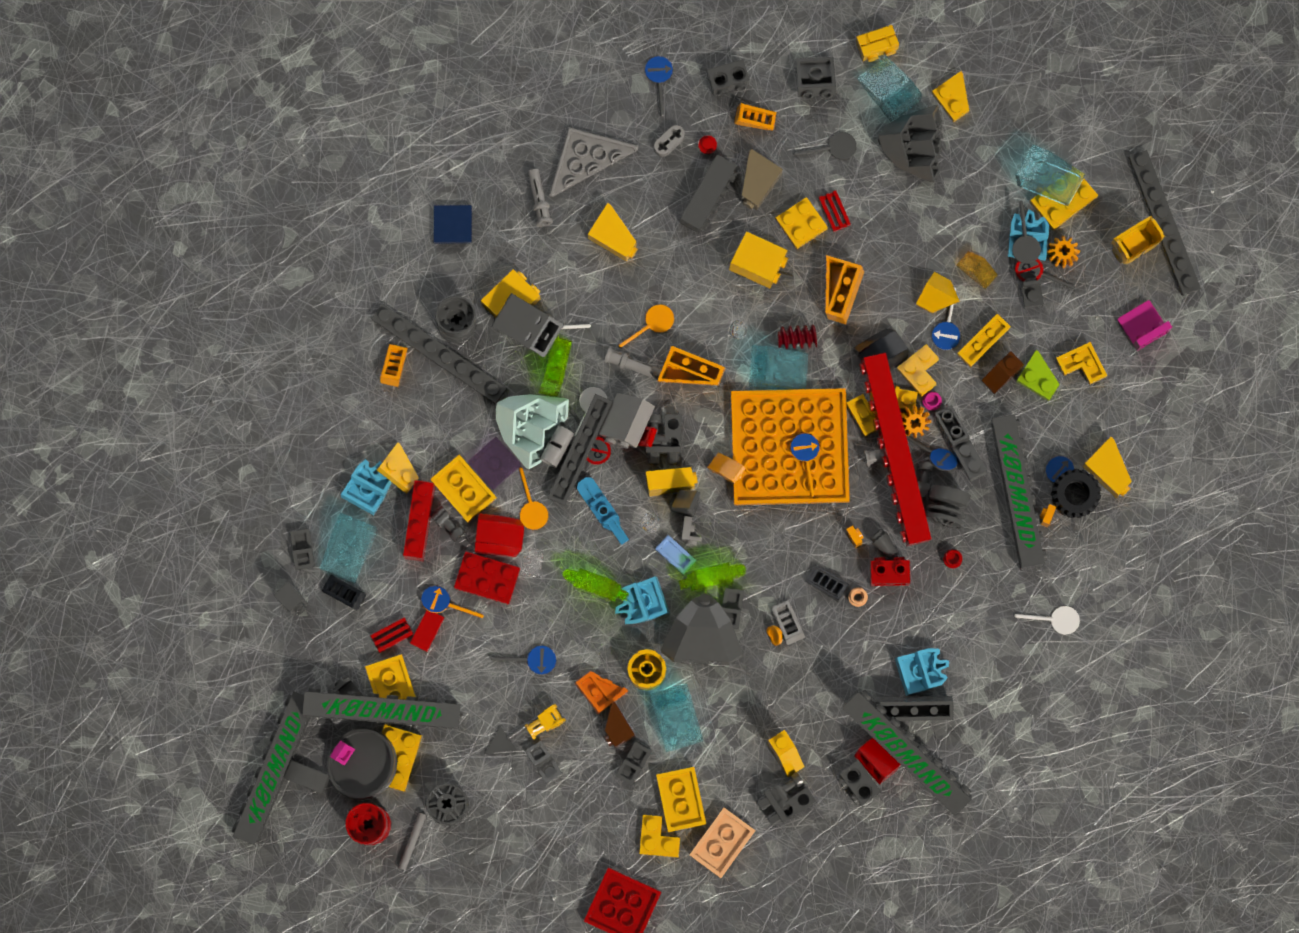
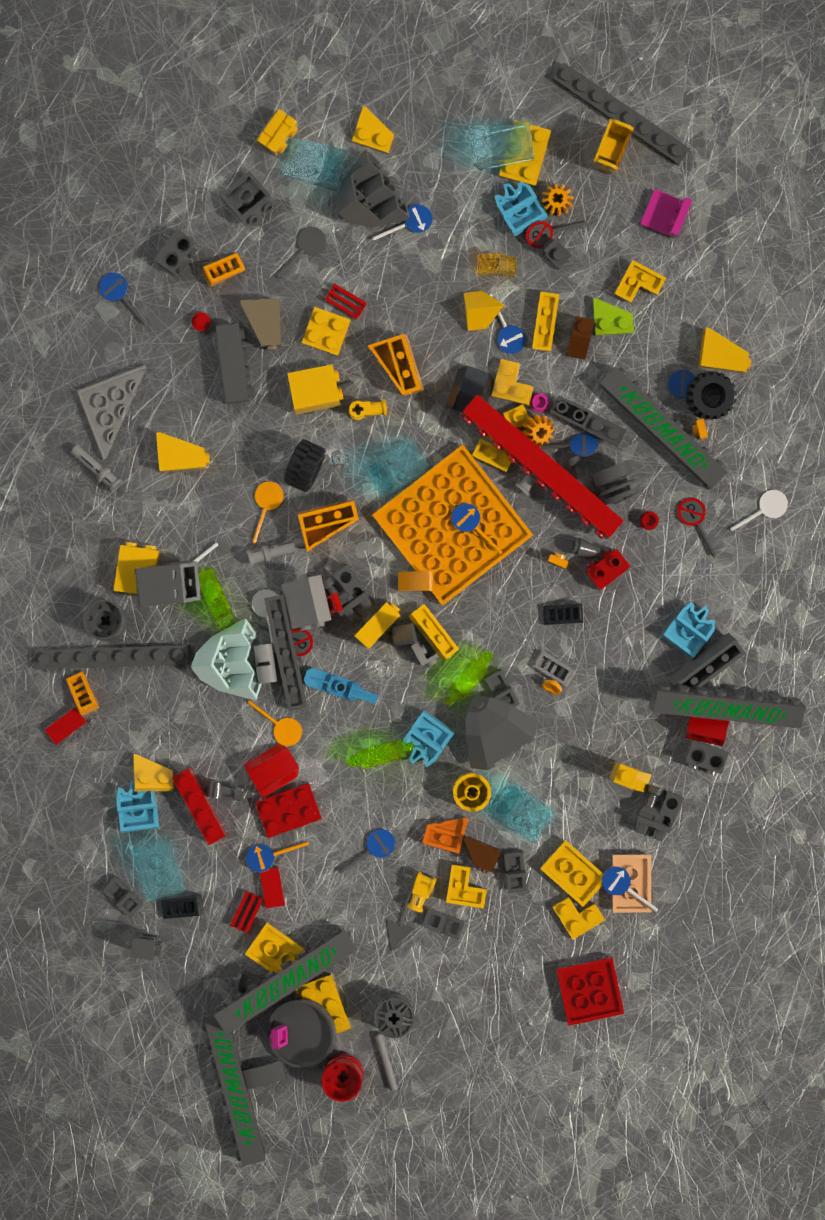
camera: 40 degrees left, 10 degrees up
(361, 381) = (65, 726): none -> red tile
(452, 224) = (42, 542): dark blue tile -> none
(463, 488) = (215, 753): yellow plate -> none
(494, 463) = (224, 713): clear purple tile -> none
(576, 745) = (460, 892): none -> yellow plate
(666, 137) = (171, 342): light grey beam -> none
(675, 554) = (425, 680): light blue tile -> none
(706, 312) = (304, 465): none -> black tyre
(711, 520) = (433, 632): none -> yellow plate
(712, 831) = (617, 882): none -> blue piece
(788, 306) = (369, 409): none -> yellow connector
(797, 337) = (392, 430): dark red piece -> none
(860, 591) = (602, 607): light nougat plate -> none
(939, 190) = (419, 221): none -> blue piece
(992, 578) = (691, 513): none -> piece
(1026, 248) = (525, 219): dark grey piece -> none

